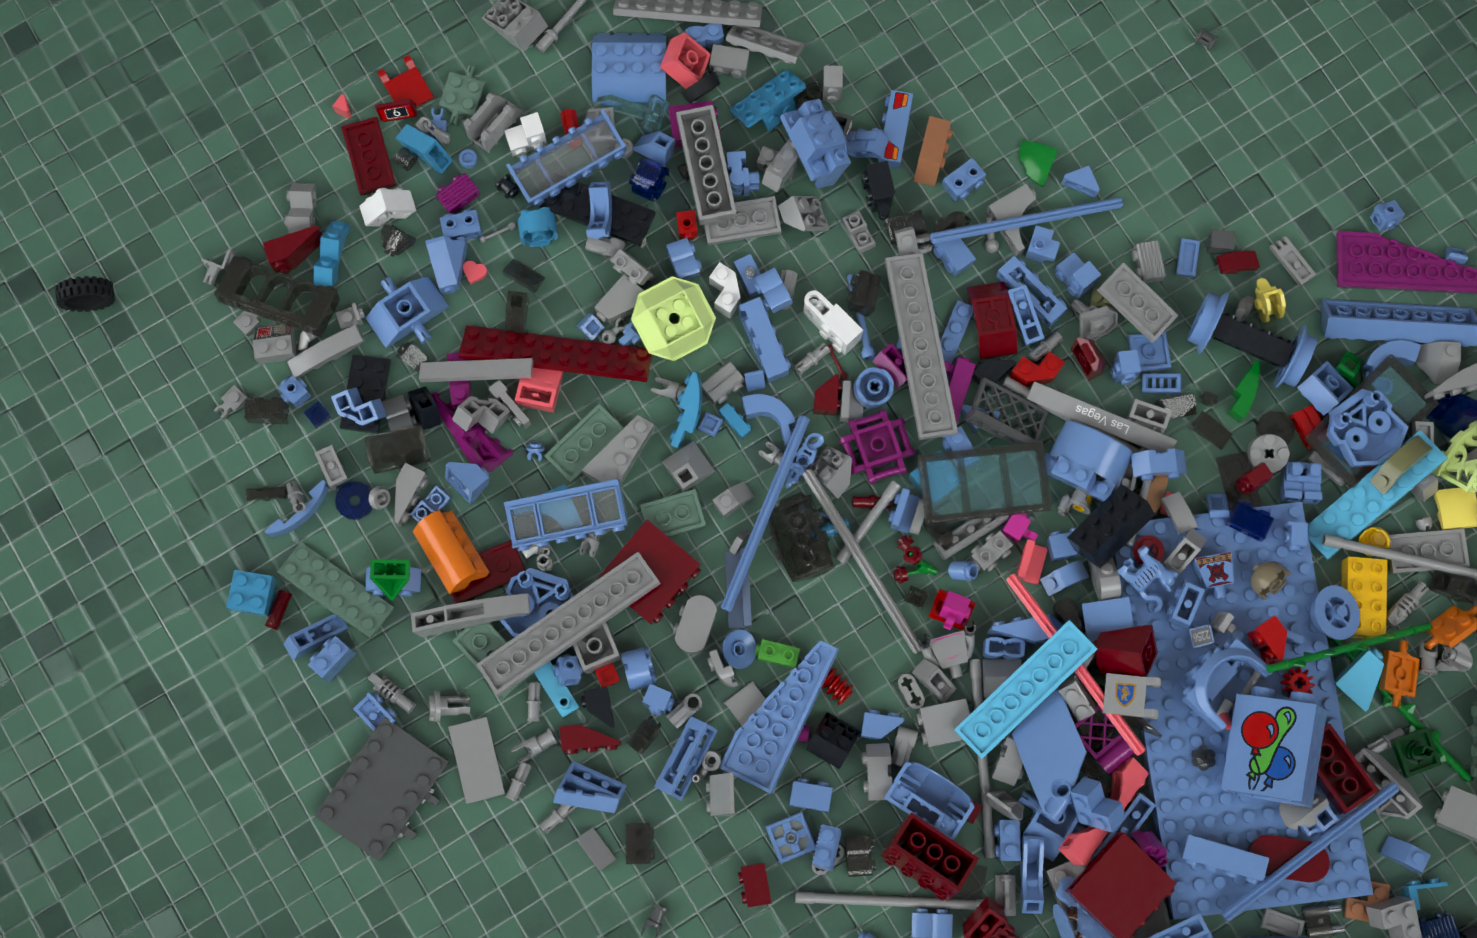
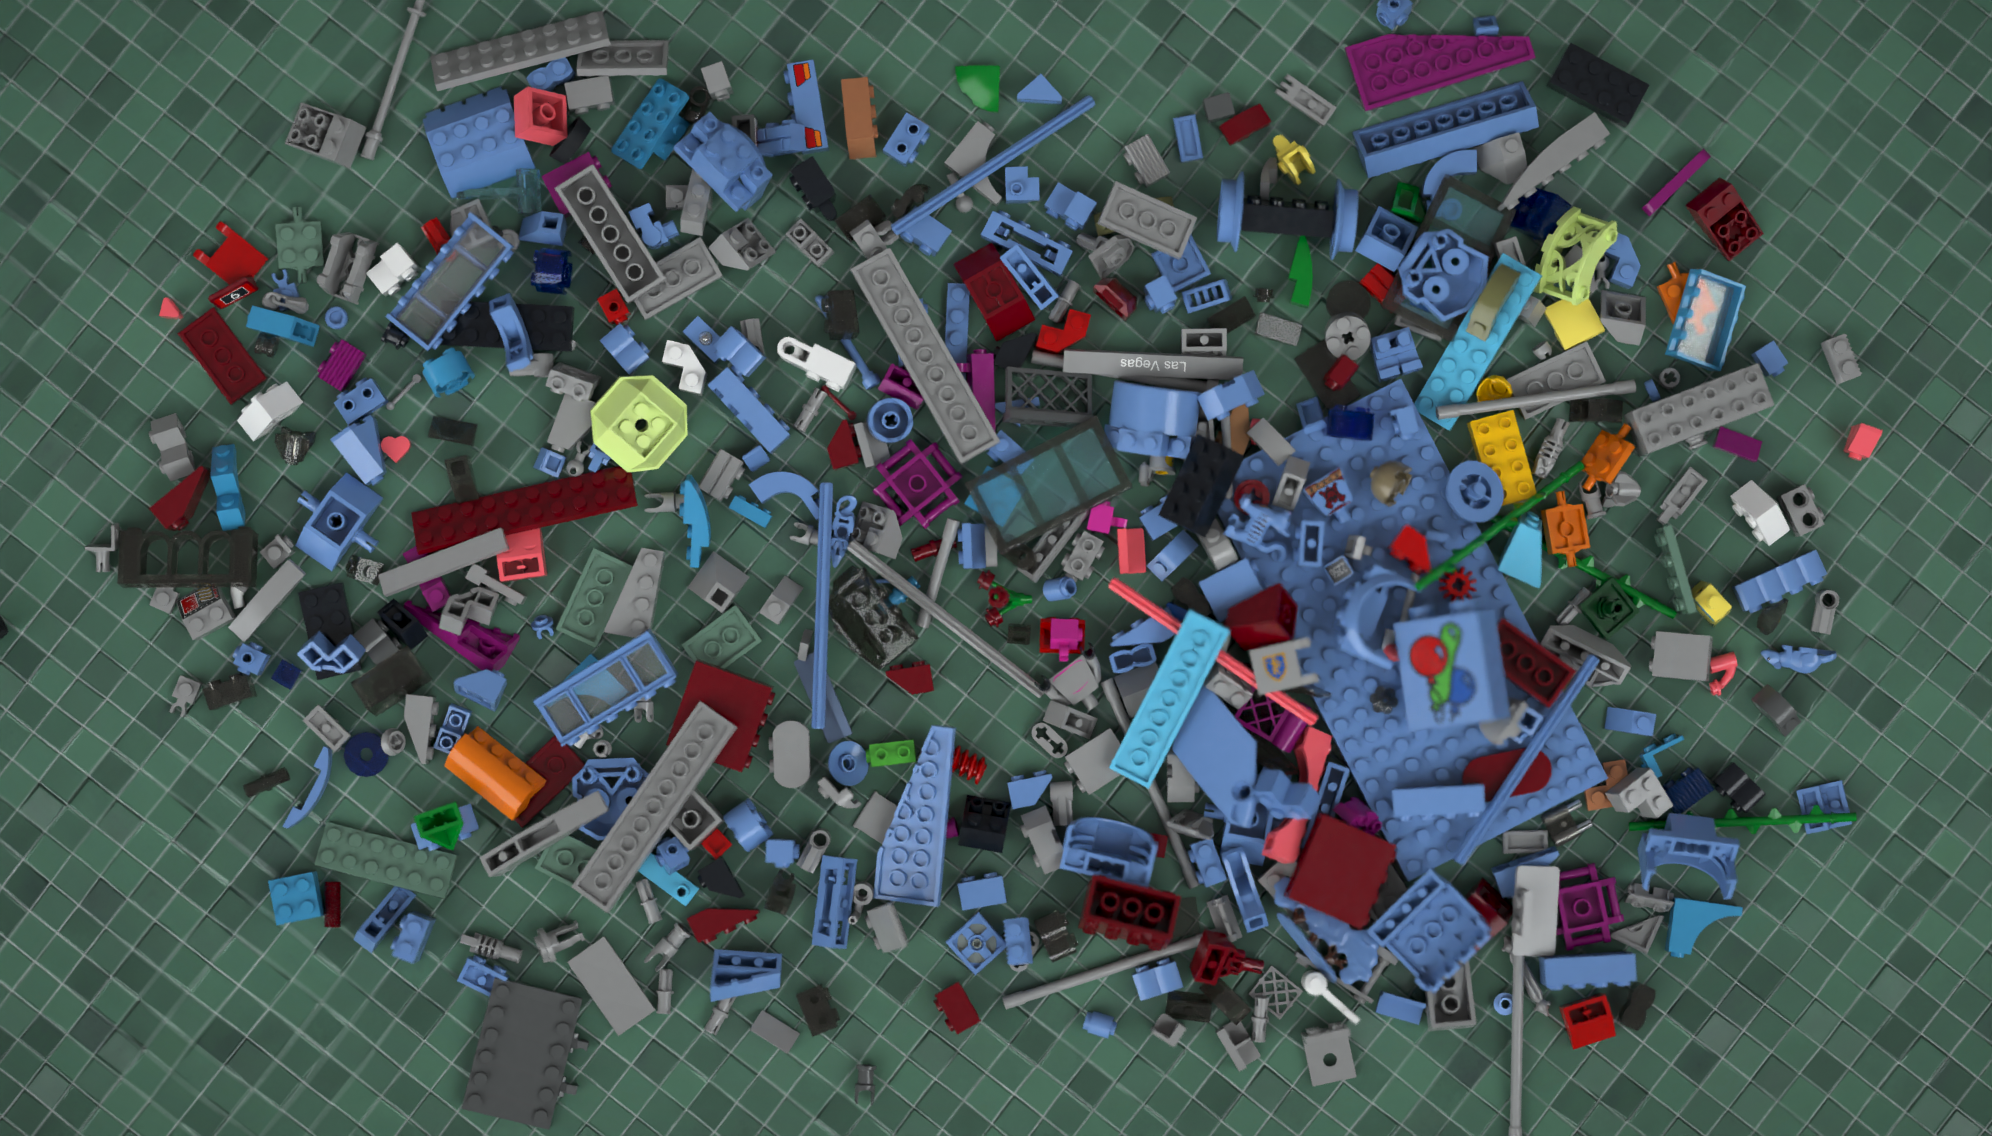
camera: 20 degrees left, 10 degrees up
(295, 496) = (301, 775): light grey pin -> none
(710, 424) = (725, 525): medium blue tile -> none
(817, 600) = (913, 679): none -> dark red slope

